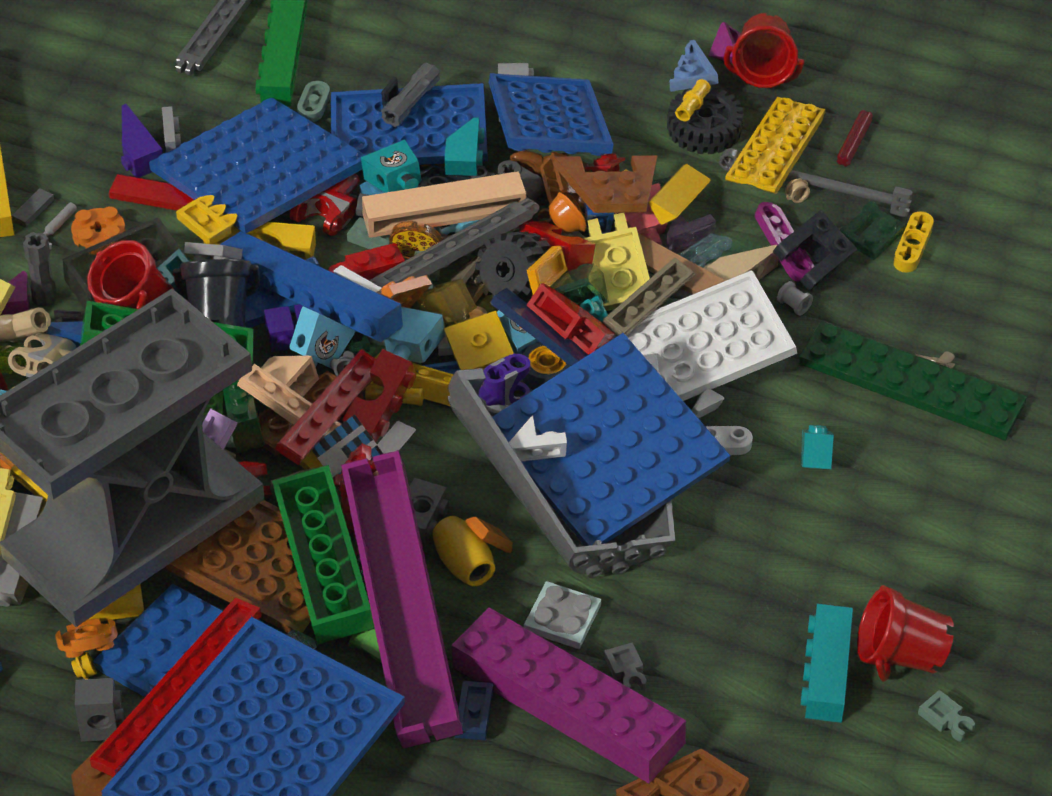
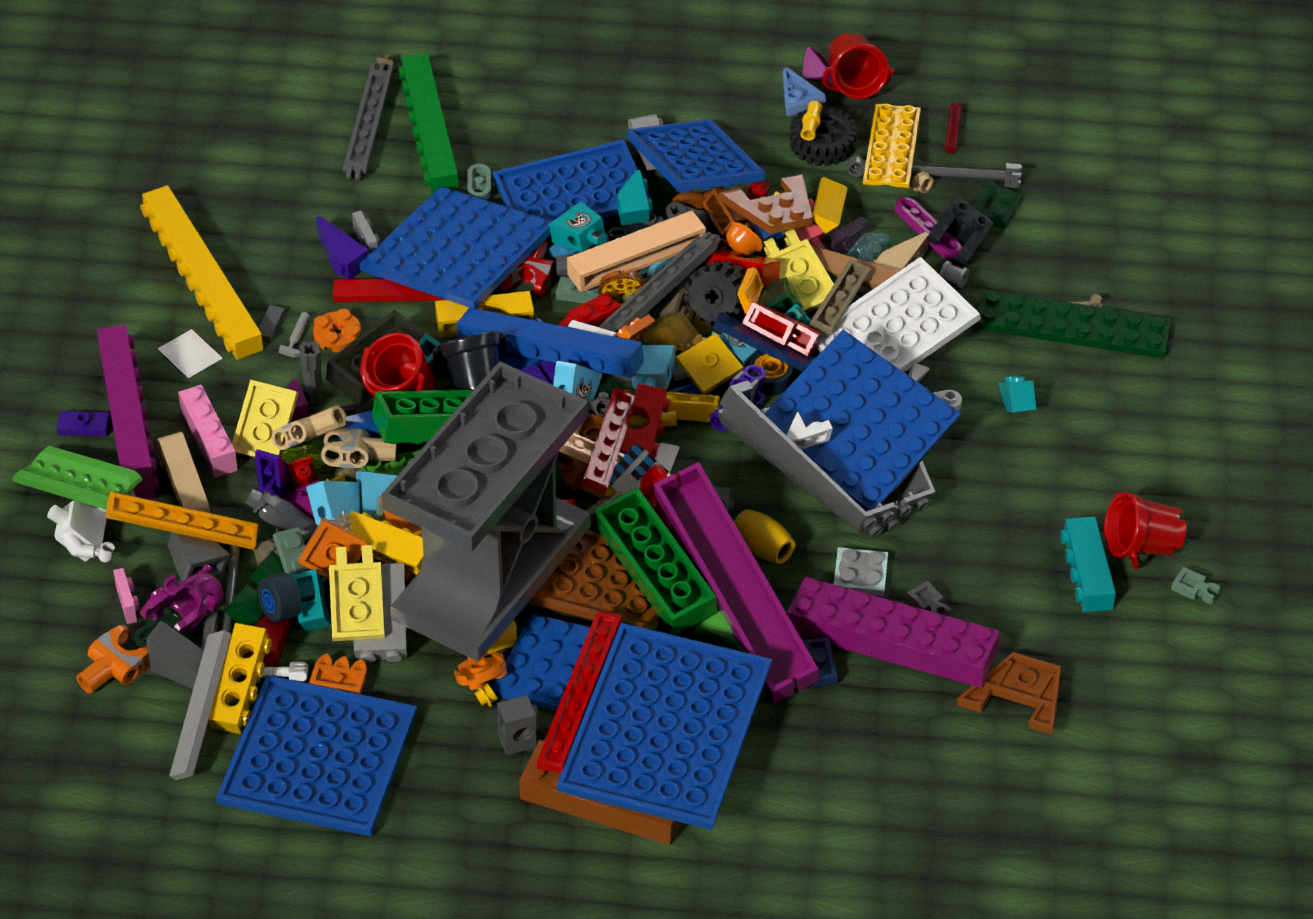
camera: 15 degrees left, 0 degrees up
(206, 220) = (437, 304): yellow plate -> none
(214, 251) = (447, 331): light grey plate -> none
(390, 91) = (547, 163): black slope -> none
(421, 82) = (571, 149): dark grey axle -> none
(490, 534) = (780, 518): orange tile -> none
(912, 232) = (1029, 214): yellow beam -> none

